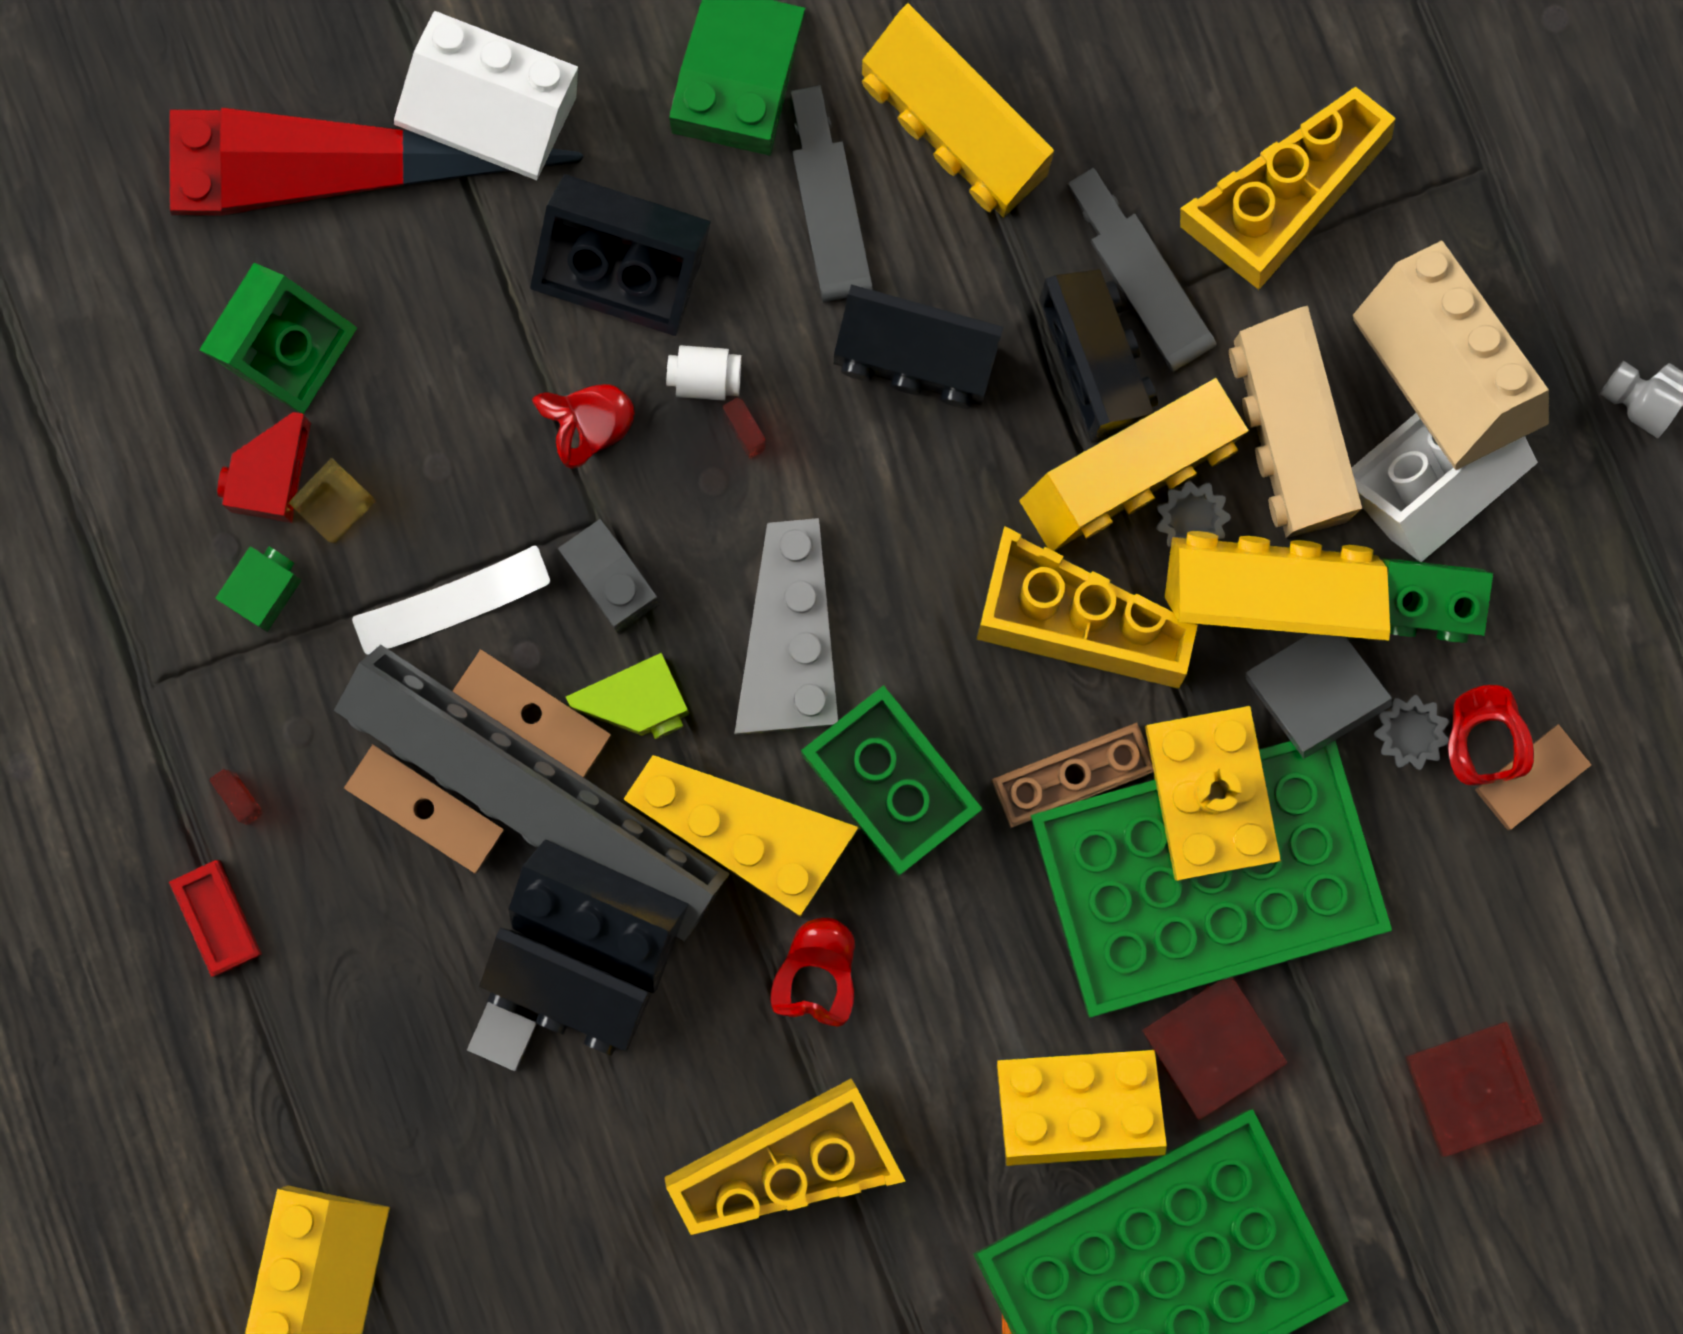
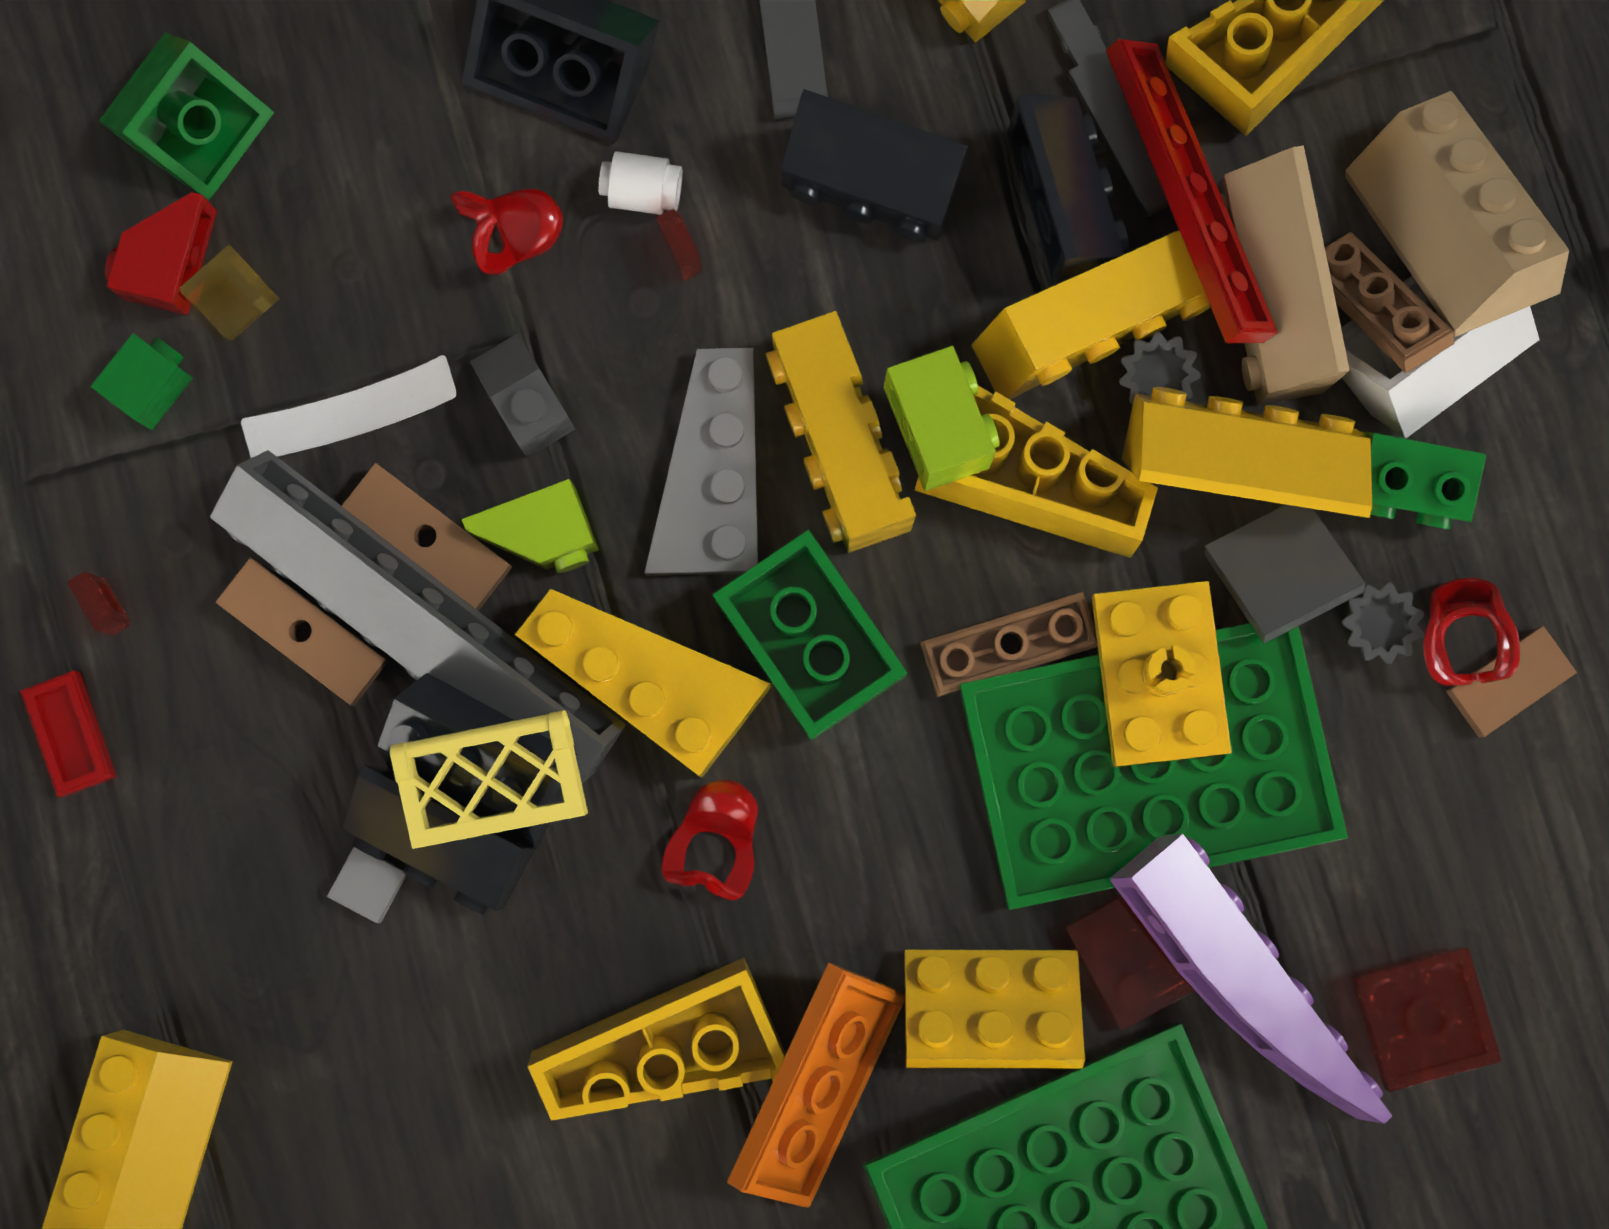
camera: 10 degrees right, 0 degrees up
(601, 973) = (469, 824): none -> light yellow window
(905, 592) = (840, 432): none -> yellow wedge
(927, 1189) = (817, 1087): none -> orange tile
(997, 576) = (940, 417): none -> lime brick
(1210, 349) = (1191, 192): none -> red tile
(1299, 1058) = (1238, 973): none -> slope
(1390, 440) = (1384, 305): none -> medium nougat tile

